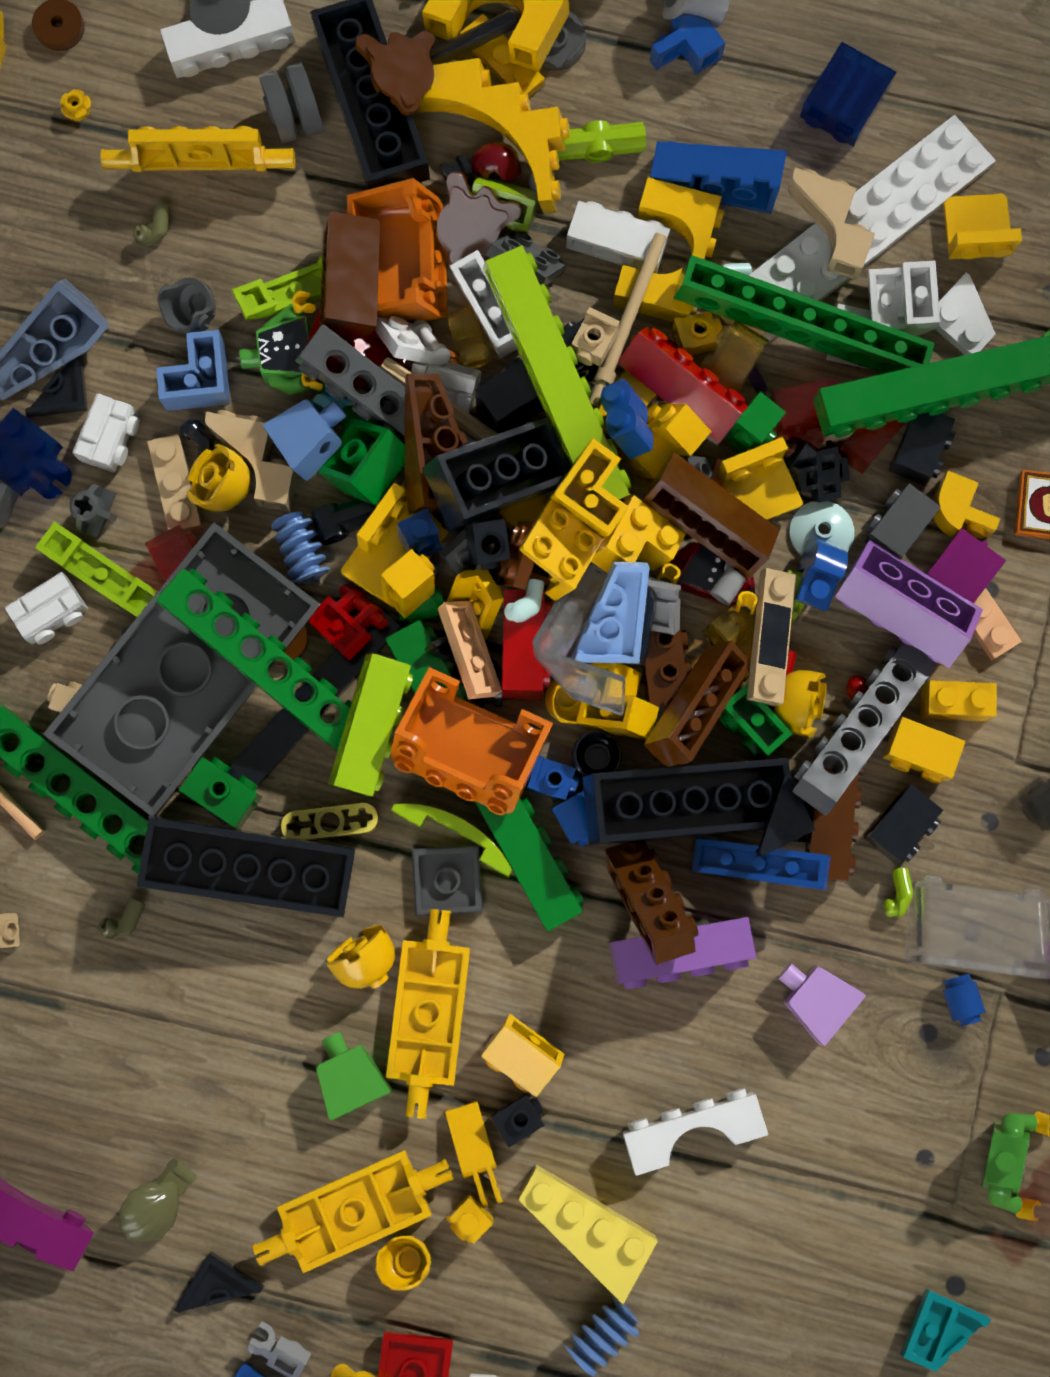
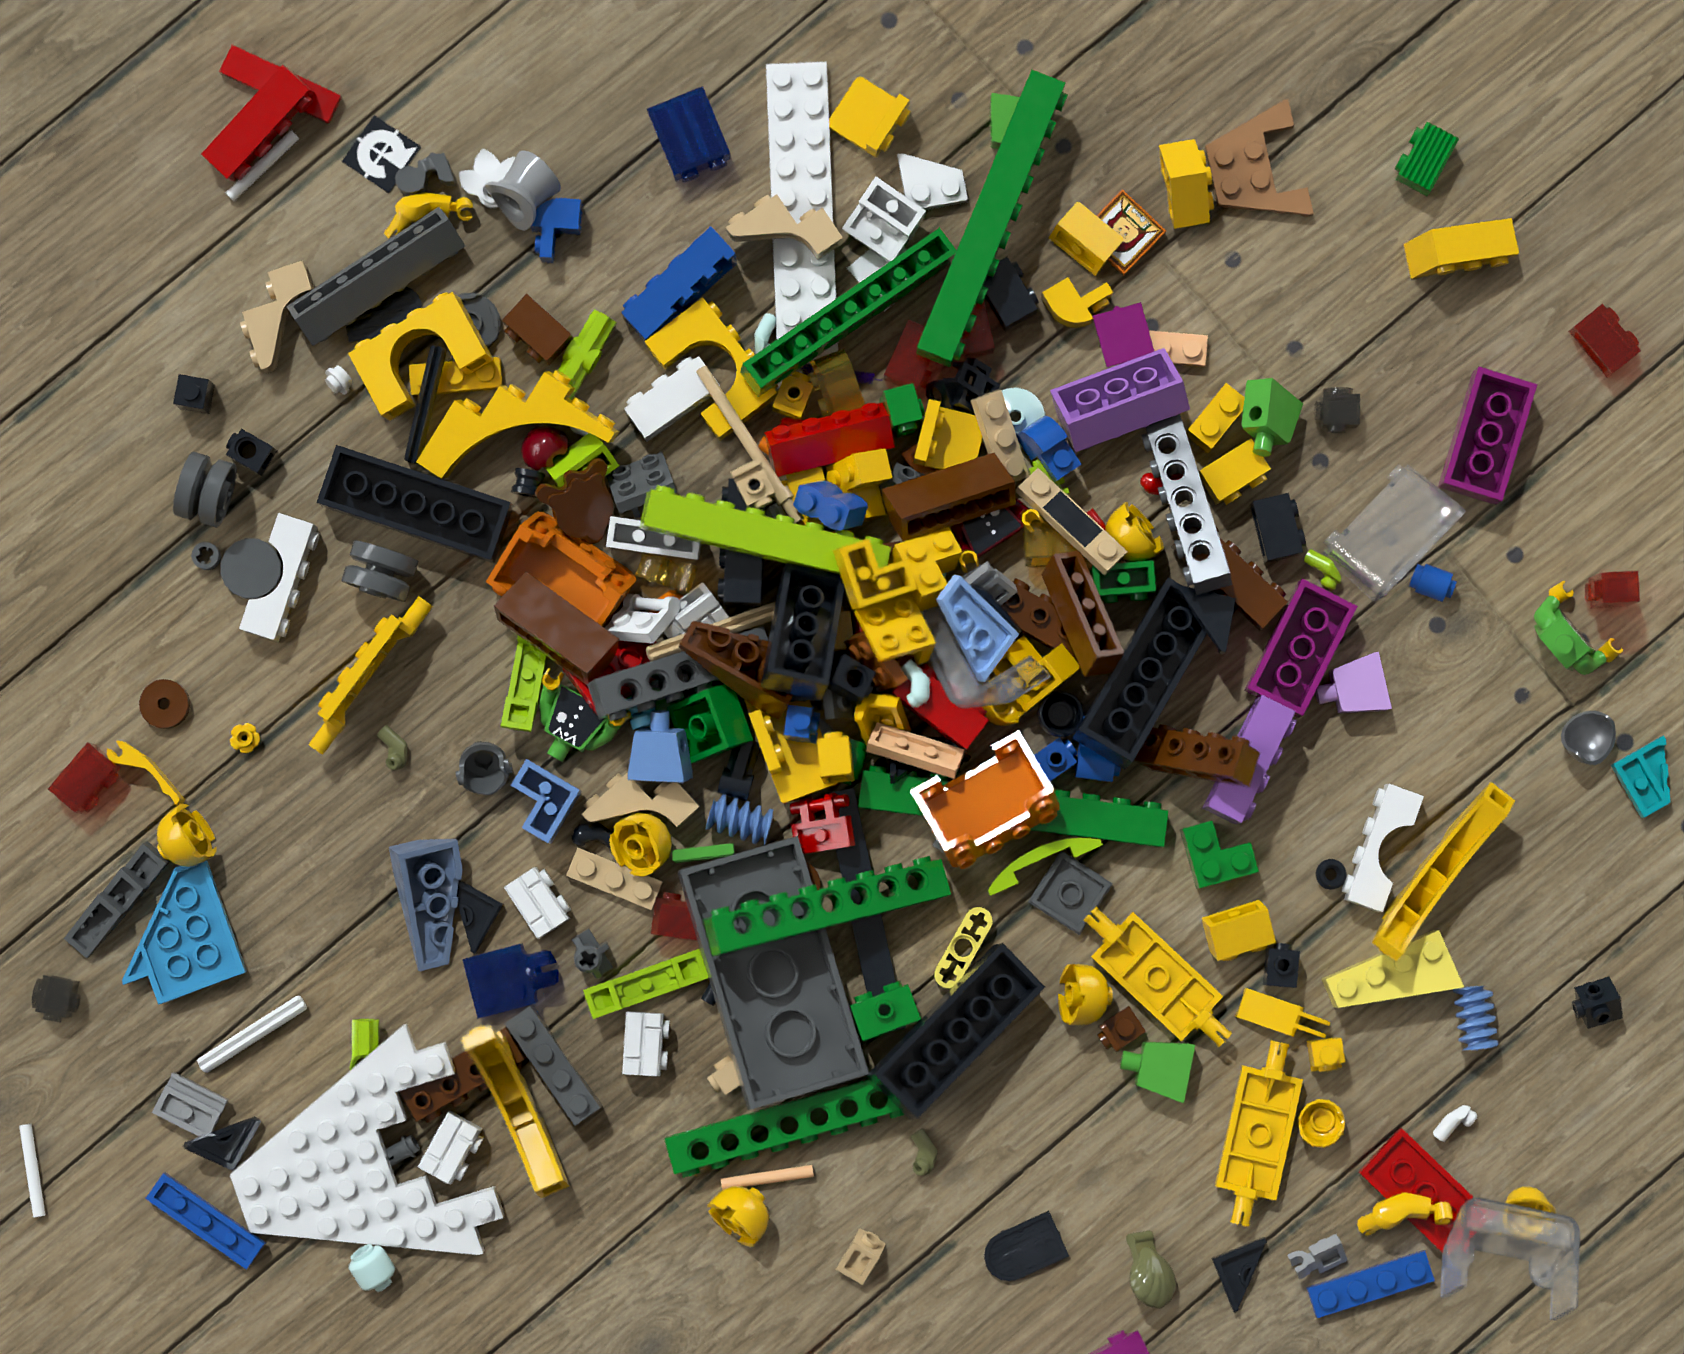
camera: 50 degrees left, 5 degrees up
(101, 1074) = (1024, 1248): none -> black window
(248, 538) = (703, 853): none -> bright green tile
(357, 1015) = (1120, 1029): none -> reddish brown bracket
(370, 725) = (920, 865): lime brick -> none
(400, 67) = (419, 467): reddish brown tile -> none
(564, 987) = (1210, 863): none -> green brick
(590, 87) = (537, 330): none -> reddish brown brick
(641, 1112) = (1340, 871): none -> black plate
(713, 1200) = (1439, 870): none -> yellow arch
(728, 586) = (1009, 524): light grey hinge -> none
(776, 867) = (1241, 645): blue plate -> none
(799, 524) = (999, 432): none -> tan plate
(817, 923) = (1301, 647): none -> magenta brick
(903, 522) = (1053, 354): dark grey brick -> none
(937, 1249) = (1589, 737): none -> flat silver helmet
(999, 741) = (1269, 414): none -> bright green torso
(1021, 476) = (1086, 238): none -> yellow panel

